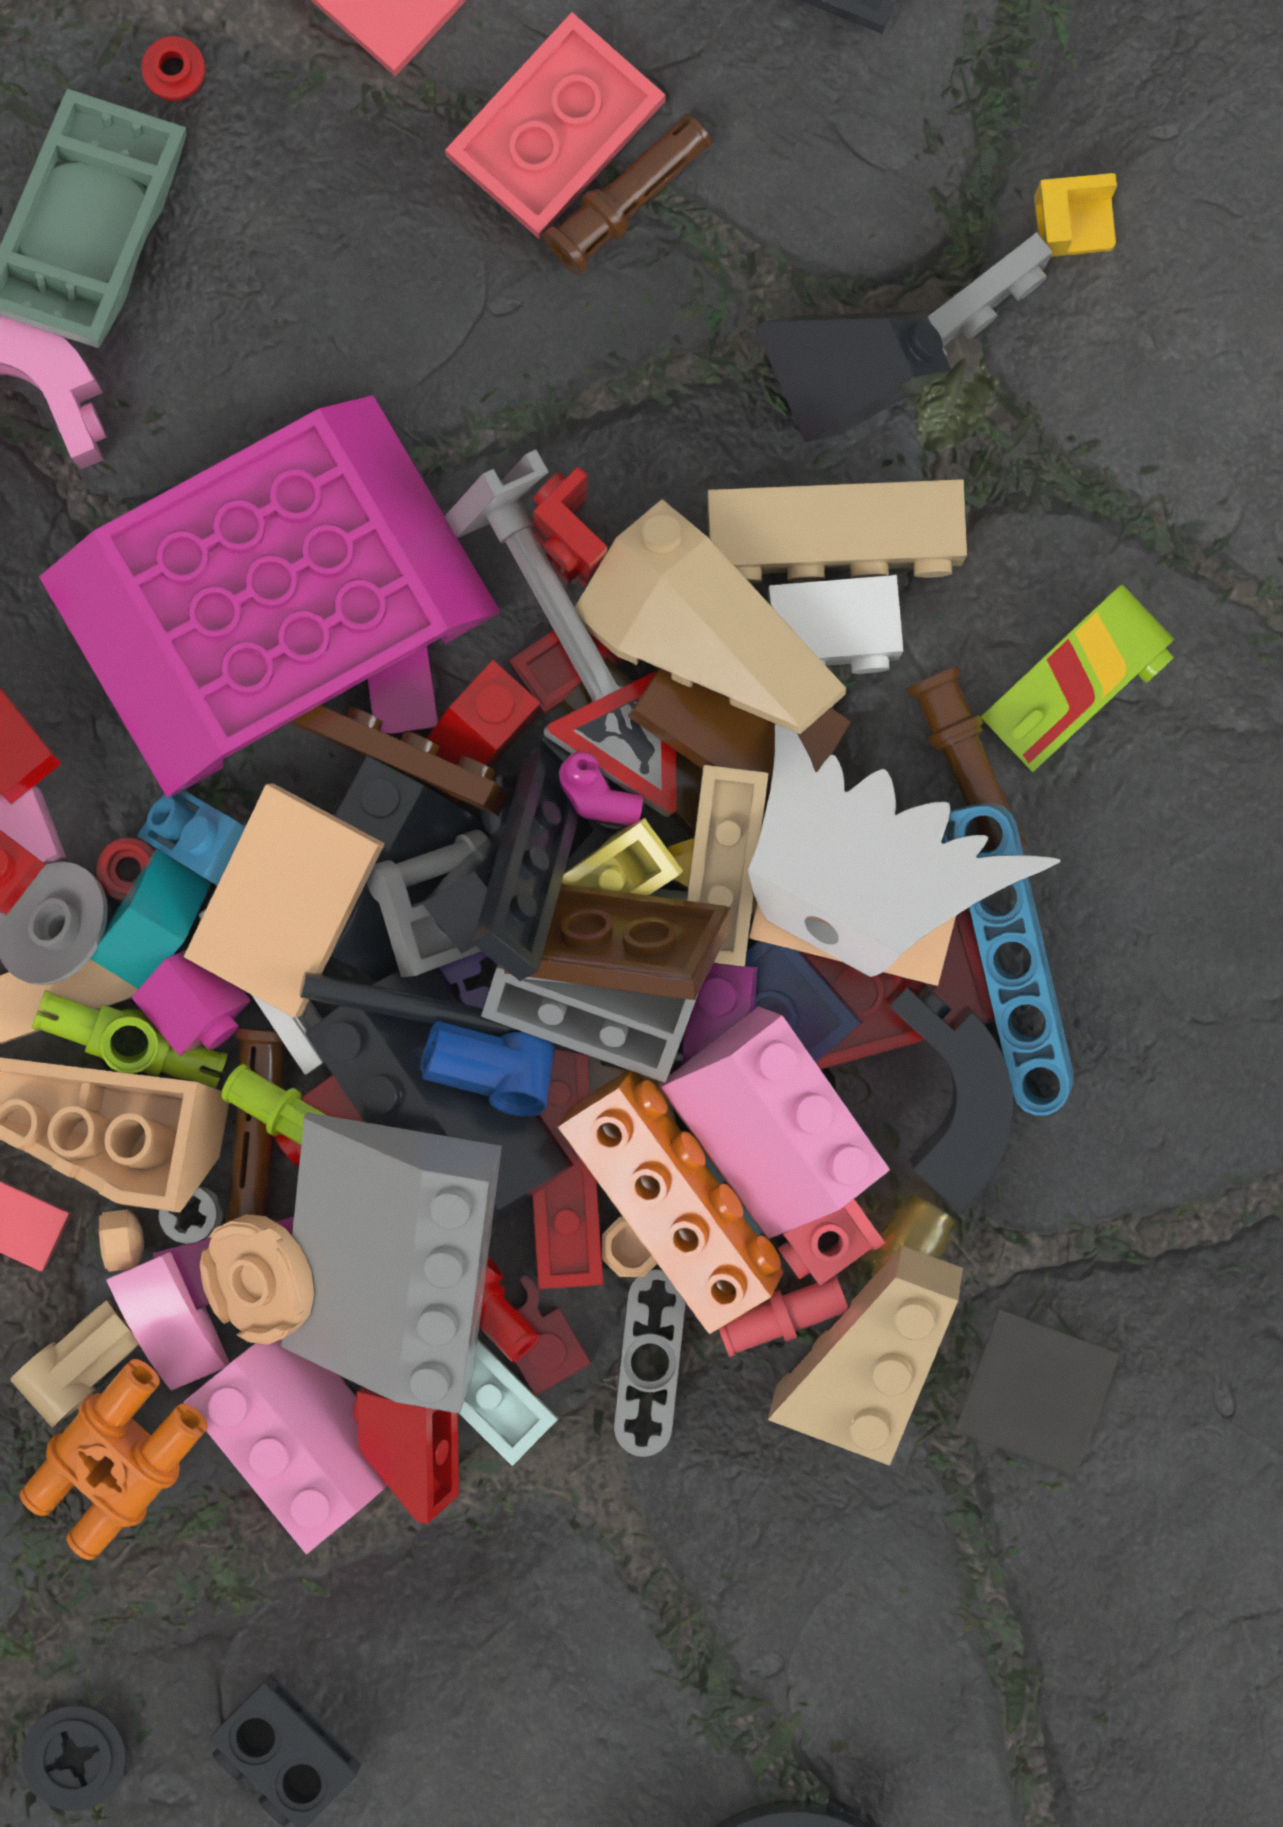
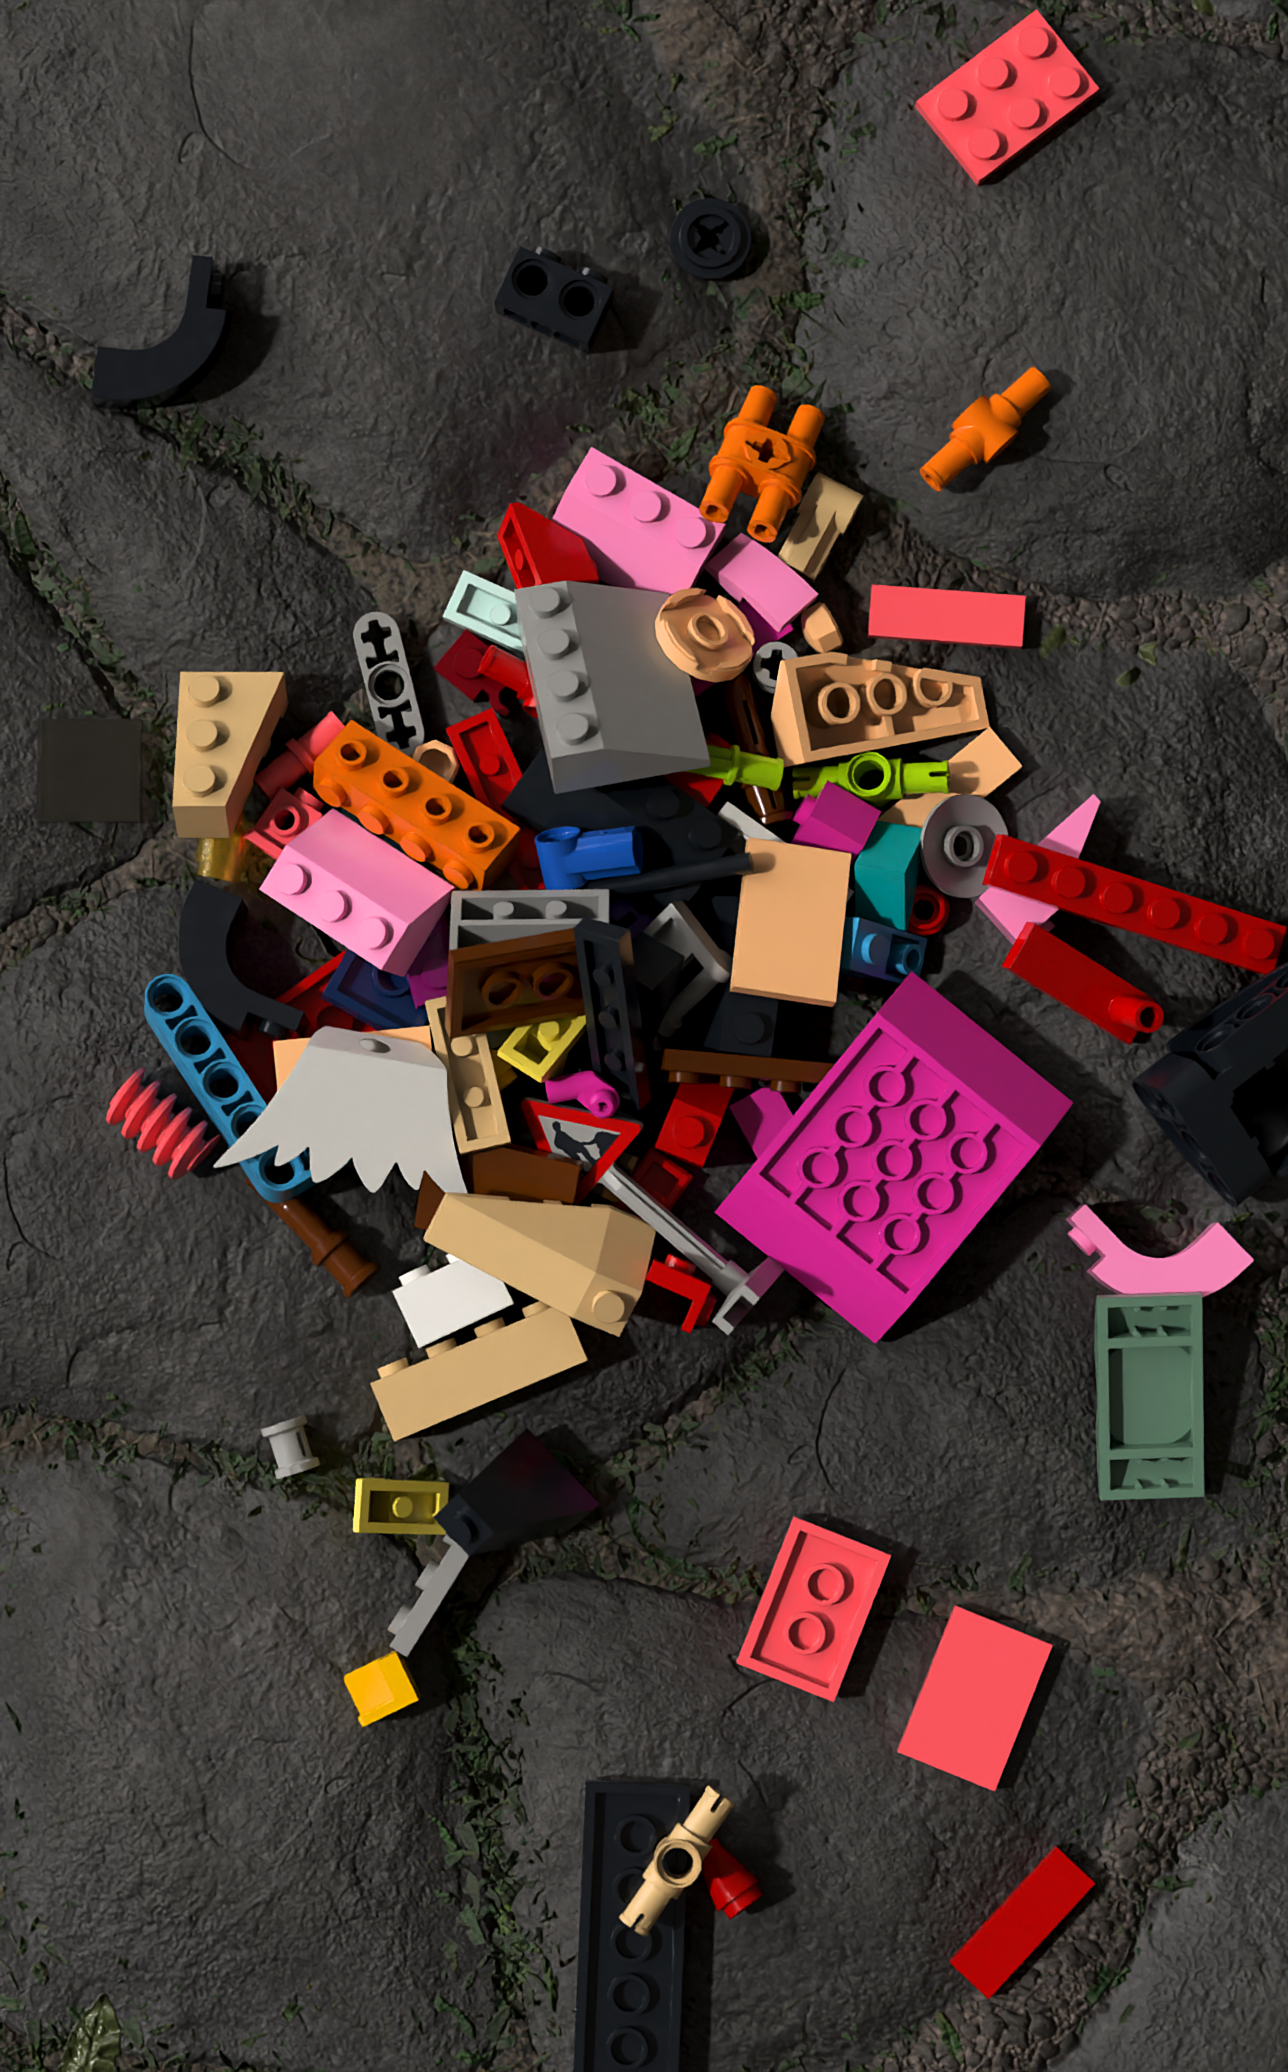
camera: 160 degrees right, 0 degrees up
(179, 85) = (1112, 1538): red plate -> none
(608, 211) = (747, 1554): reddish brown pin -> none
(983, 407) = (398, 1506): none -> light yellow slope
(1080, 677) = (249, 1326): lime door -> none
(1082, 522) = (290, 1447): none -> light grey bush
(1102, 943) = (159, 1126): none -> coral piece

